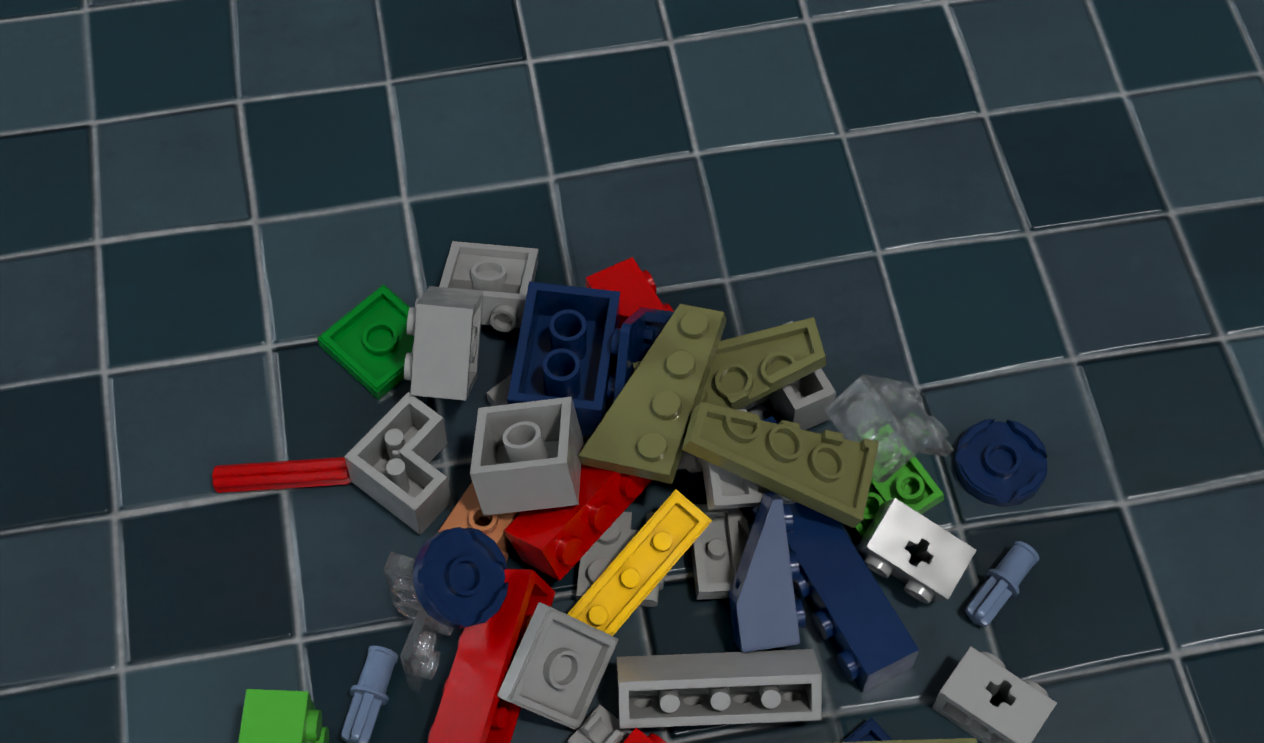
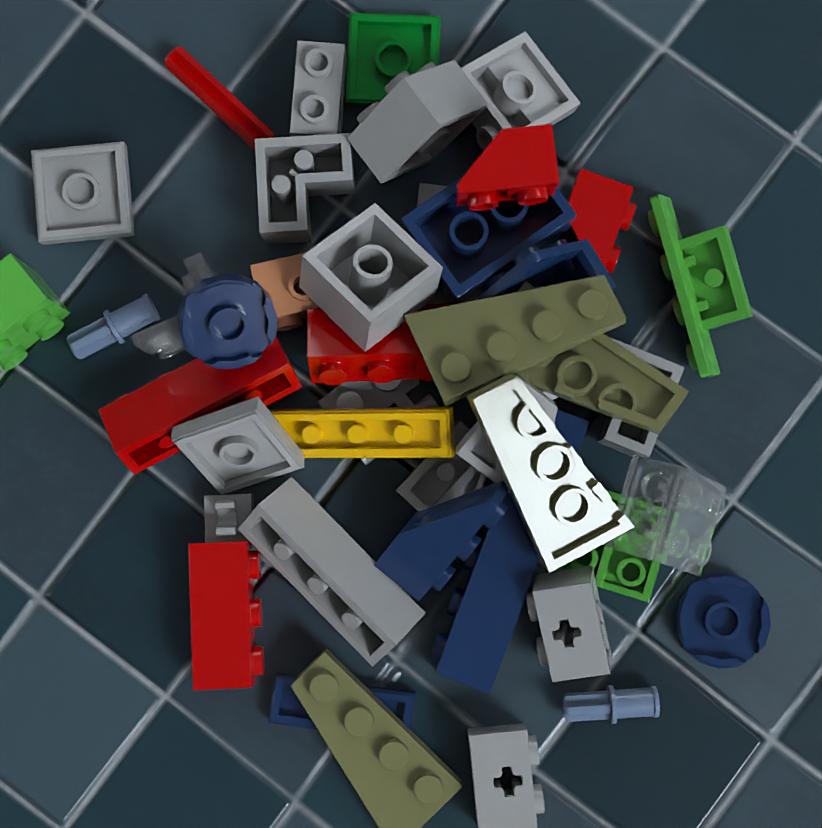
camera: 50 degrees right, 25 degrees up
(245, 628) = (82, 193): none -> light grey plate
(348, 394) = (318, 89): none -> light grey brick
(550, 293) = (513, 166): none -> red slope
(739, 269) = (705, 282): none -> bright green bracket

